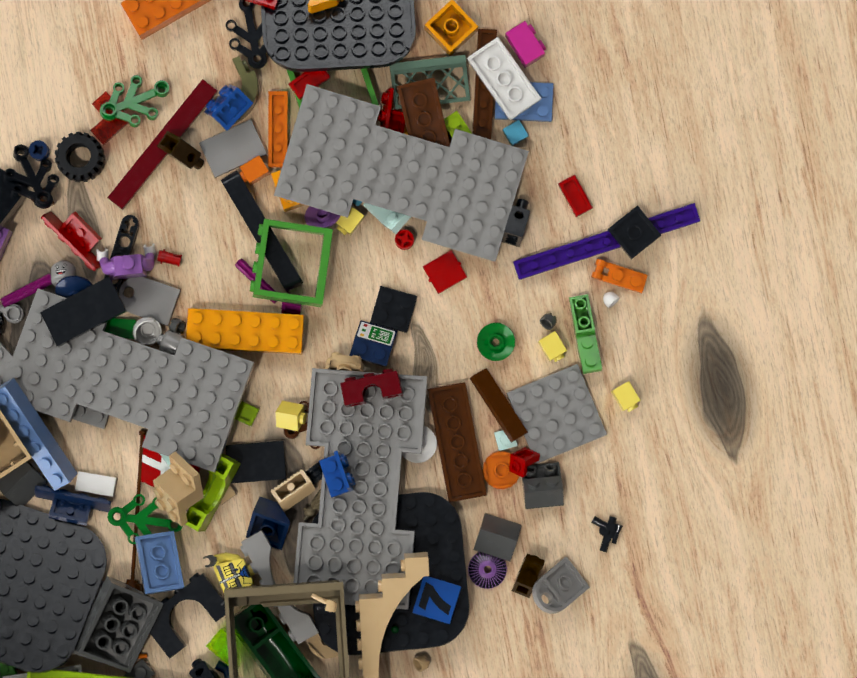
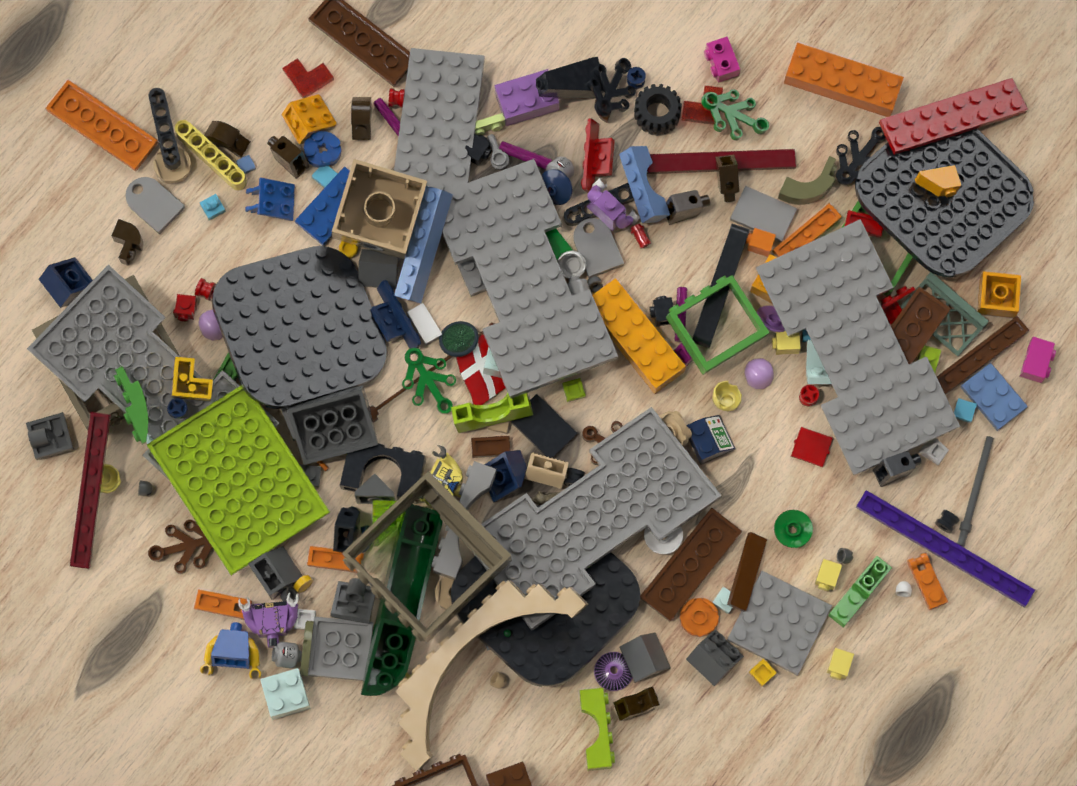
camera: 55 degrees right, 10 degrees down
(82, 71) = (722, 59): none -> dark pink brick
(83, 311) = (546, 203): black tile -> none
(131, 468) = (458, 339): none -> clear green wheel
(149, 230) = (649, 204): none -> medium blue arch
(159, 562) = (406, 416): medium blue plate -> none
(173, 209) = (685, 206): none -> dark brown torso
(178, 489) = (474, 381): tan bracket -> none
(197, 635) = (372, 490): none -> dark grey slope
(228, 106) = (792, 183): blue bracket -> none
(236, 515) = (490, 446): none -> reddish brown tile
(241, 293) = (660, 309): none -> black brick
(290, 416) = (601, 421): light yellow brick -> none
(331, 605) = (485, 560): tan hand -> none
(336, 474) = (587, 489): blue bracket -> none
(352, 303) = (726, 396): none -> light yellow hair
(354, 262) = (759, 373): none -> lavender hair
(354, 389) = (664, 449): dark red arch -> none
(393, 309) = (749, 432): black plate -> none
(437, 599) = (557, 645): blue tile -> none
(504, 78) = (997, 365): white tile -> none
(521, 459) = (720, 623): red bracket -> none
(527, 183) = (934, 451): none -> white slope
(541, 635) = (593, 704): none -> lime arch
(561, 587) = (650, 736): light grey tile -> none
(575, 196) = (958, 495): red tile -> none
(583, 459) = (762, 672): none -> yellow plate
(588, 221) = (947, 521): none -> black wheel
(603, 211) = (965, 526): none -> dark grey bar
(608, 531) = (724, 739): black piece -> none
(634, 232) = (971, 561): black plate -> none

